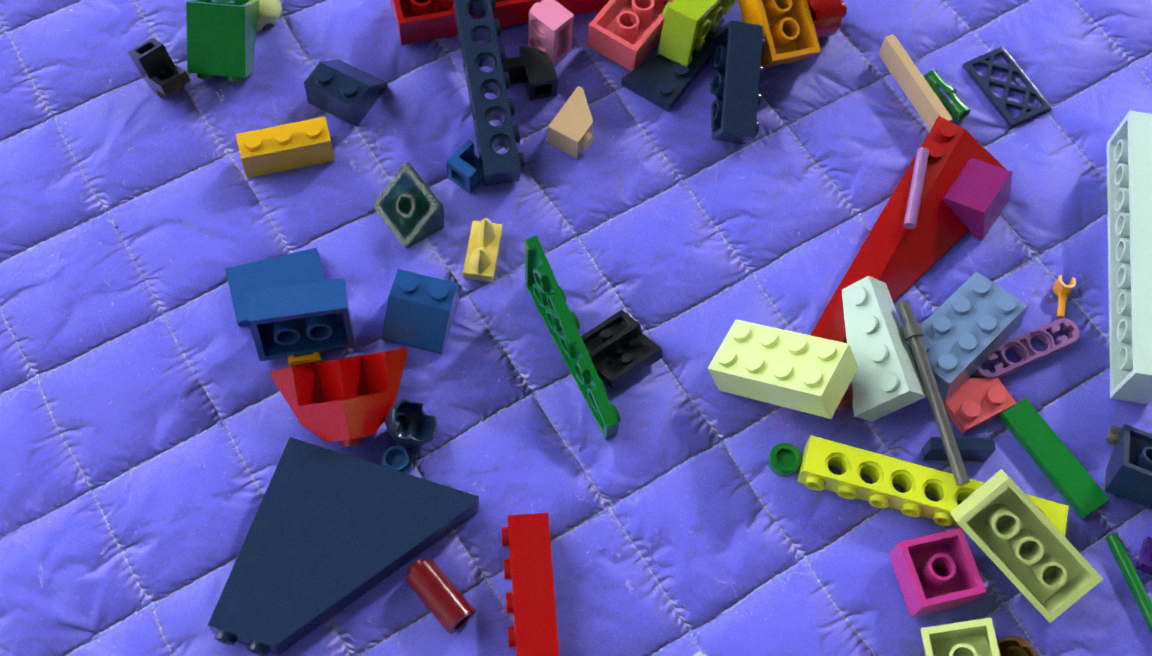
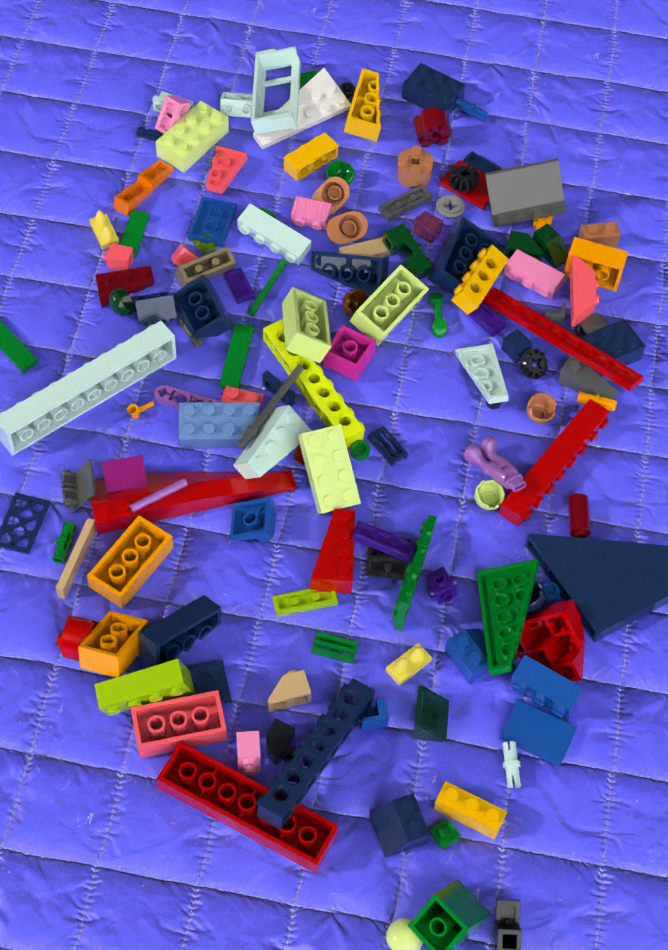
camera: 135 degrees left, 5 degrees down
(280, 227) = (511, 764): none -> light aqua pin
(295, 112) = (445, 834): none -> green tile
(432, 385) = (504, 607): none -> green wing
(524, 353) = (441, 585): none -> dark purple brick
(574, 202) = (336, 640): none -> green tile
(575, 522) = (489, 495): none -> yellowish green hair
(591, 562) = (498, 468): none -> medium lavender piece
(635, 341) = (383, 541): none -> dark purple tile
(656, 232) = (302, 601): none -> lime tile
(672, 294) = (336, 558): none -> red wedge
(757, 506) = (384, 452): none -> dark blue tile
(797, 263) = (253, 520): none -> blue slope
(861, 116) = (130, 562): none -> light orange brick
(993, 133) = (78, 486): none -> dark grey hinge

